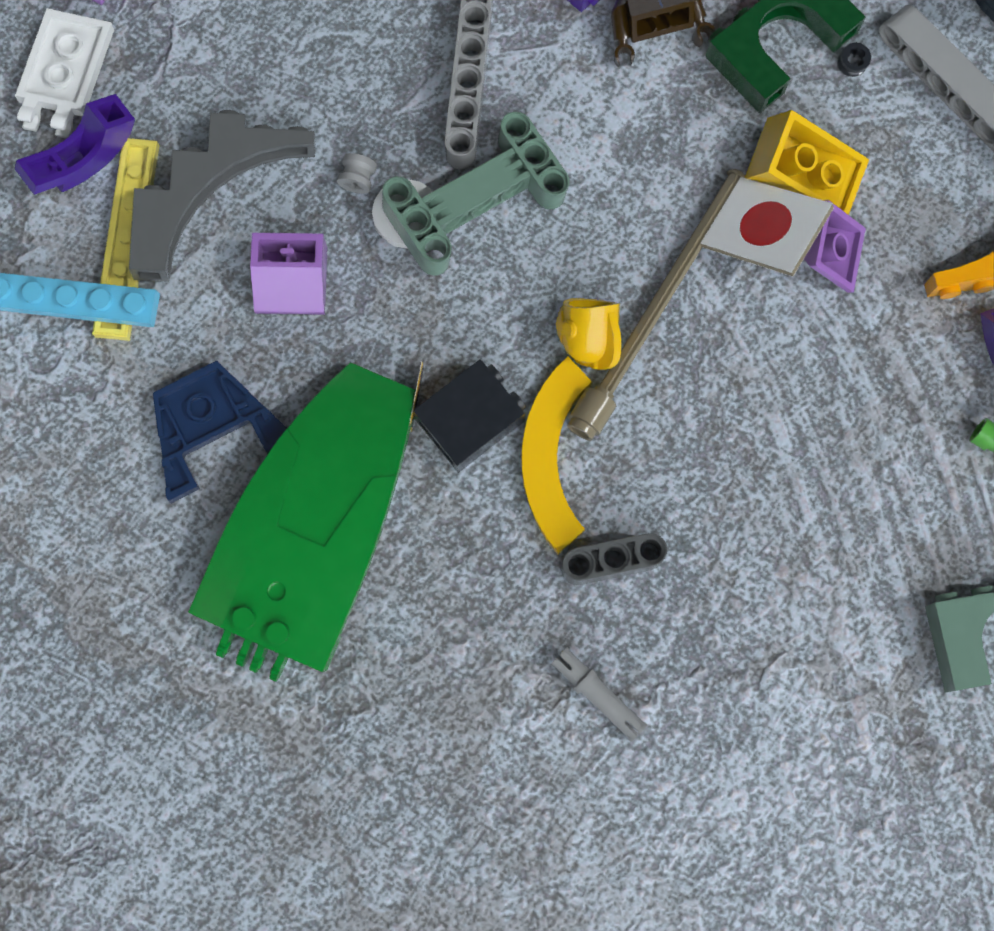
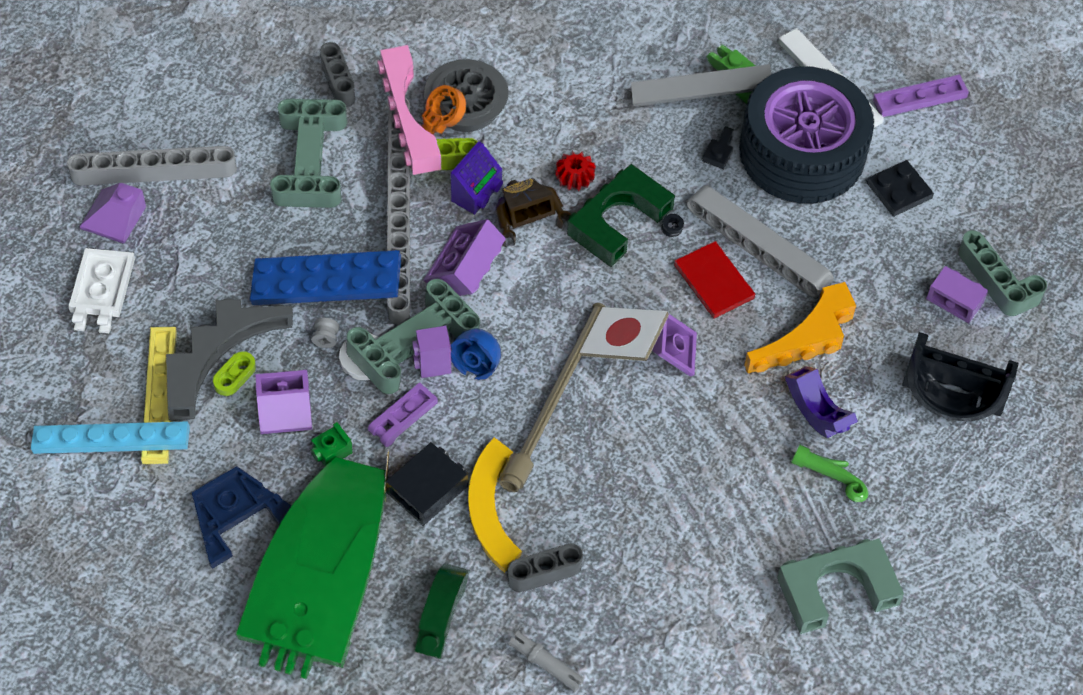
camera: 10 degrees left, 20 degrees down
(85, 152) = (127, 335): dark purple arch -> none
(224, 219) = (232, 374): none -> lime plate
(357, 350) = (331, 444): none -> green brick
(367, 91) = (326, 277): none -> blue plate
(449, 307) = (403, 414): none -> medium lavender plate
(467, 604) = (439, 609): none -> dark green arch
(498, 222) = (432, 352): none -> medium lavender brick
(560, 228) = (476, 352): none -> blue cylinder
(562, 79) = (467, 256): none -> medium lavender slope
(590, 332) = (508, 417): yellow helmet -> none
(806, 161) = (646, 288): yellow slope -> none
(901, 150) = (714, 279): none -> red tile

